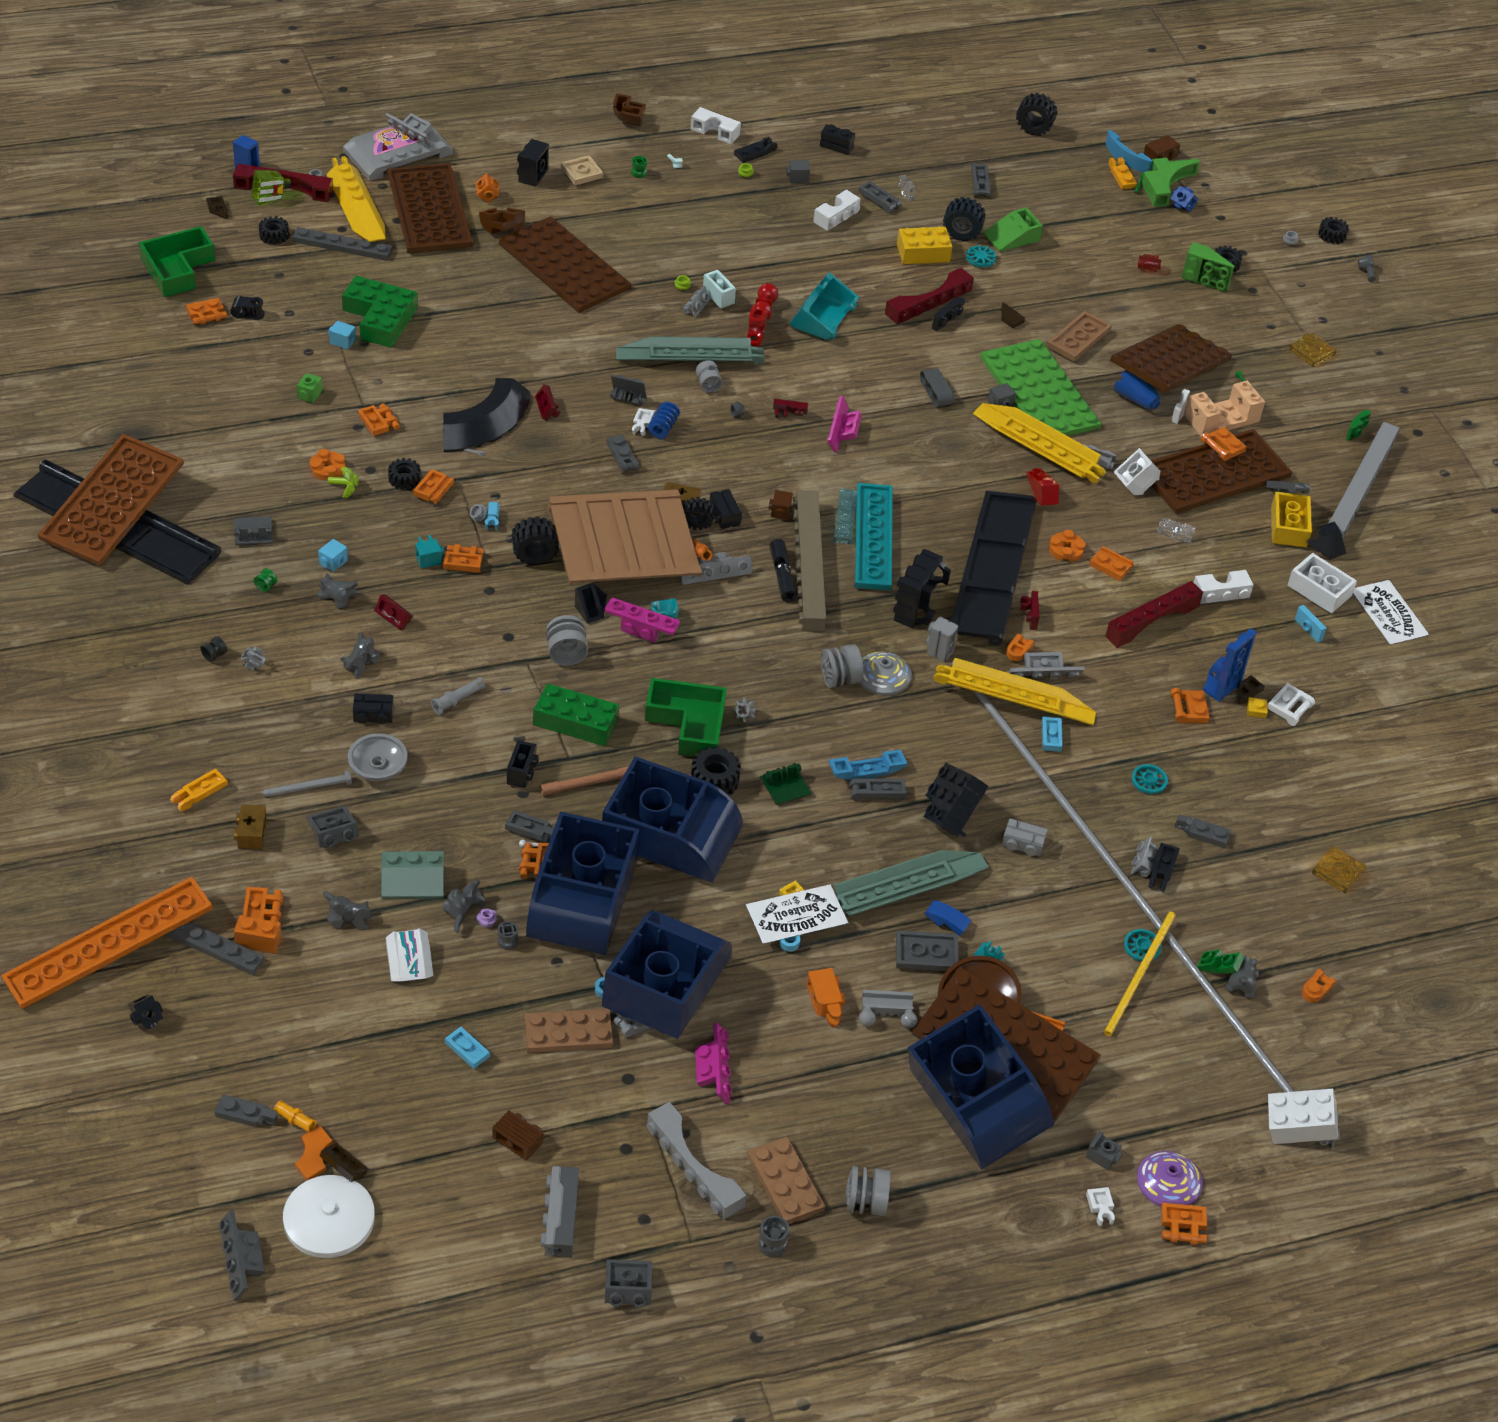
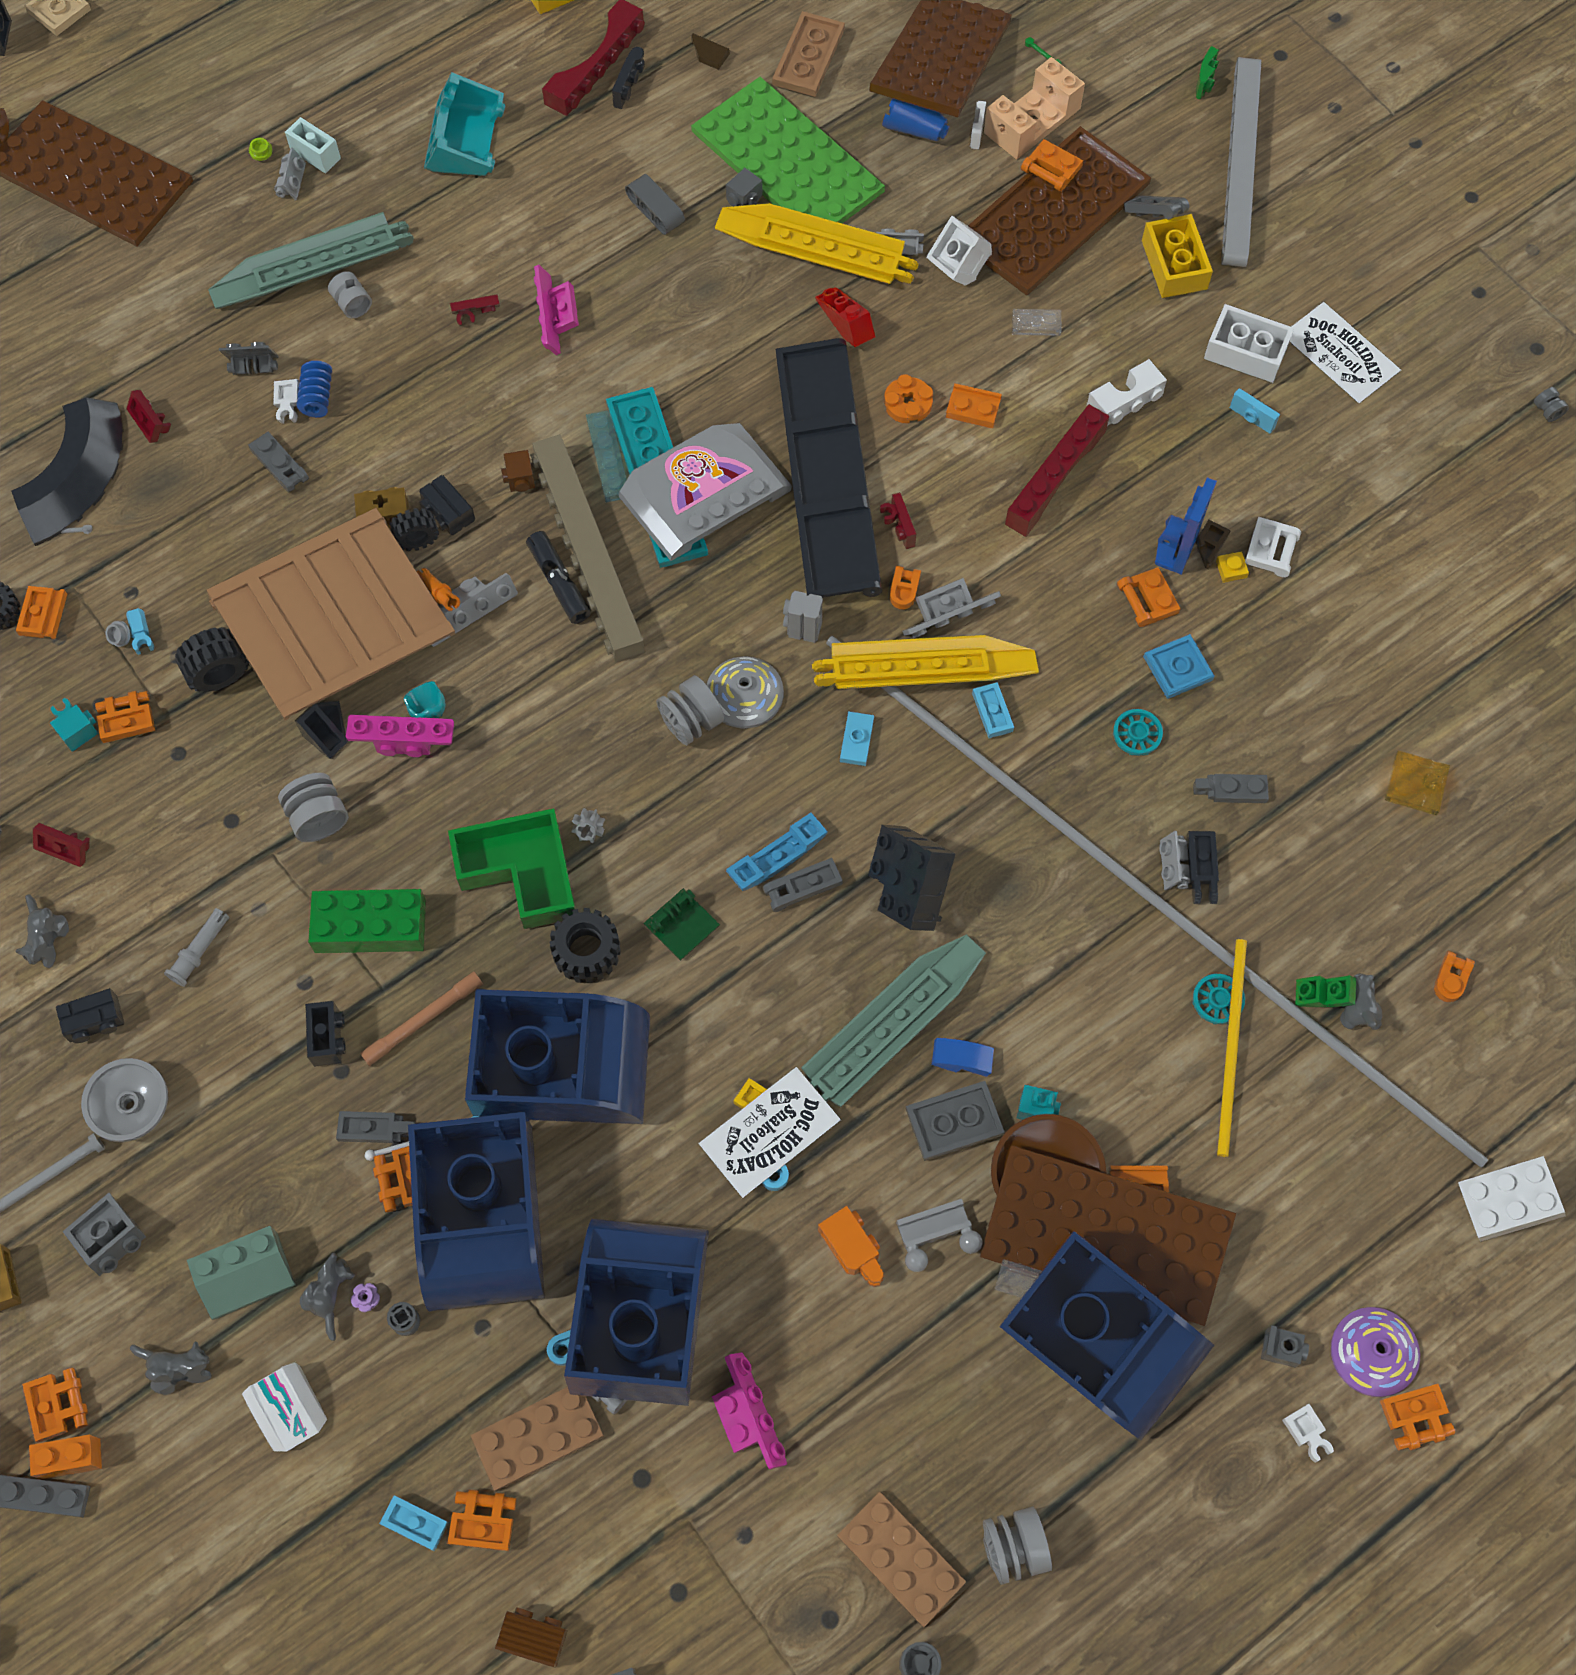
camera: 15 degrees left, 20 degrees up
(510, 1067) = (479, 1530): none -> orange plate
(721, 1192) = (828, 1619): light grey arch -> none
(737, 409) = (405, 334): dark grey plate -> none
(761, 312) = (383, 164): red piece -> none
(891, 546) = (701, 487): none -> light grey slope
(917, 587) = (747, 550): black piece -> none
(950, 721) = (856, 738): none -> medium azure plate
(1024, 837) = (1016, 891): light grey brick -> none
(1194, 750) = (1178, 666): none -> dark azure plate
(1328, 540) = (1233, 271): black slope -> none

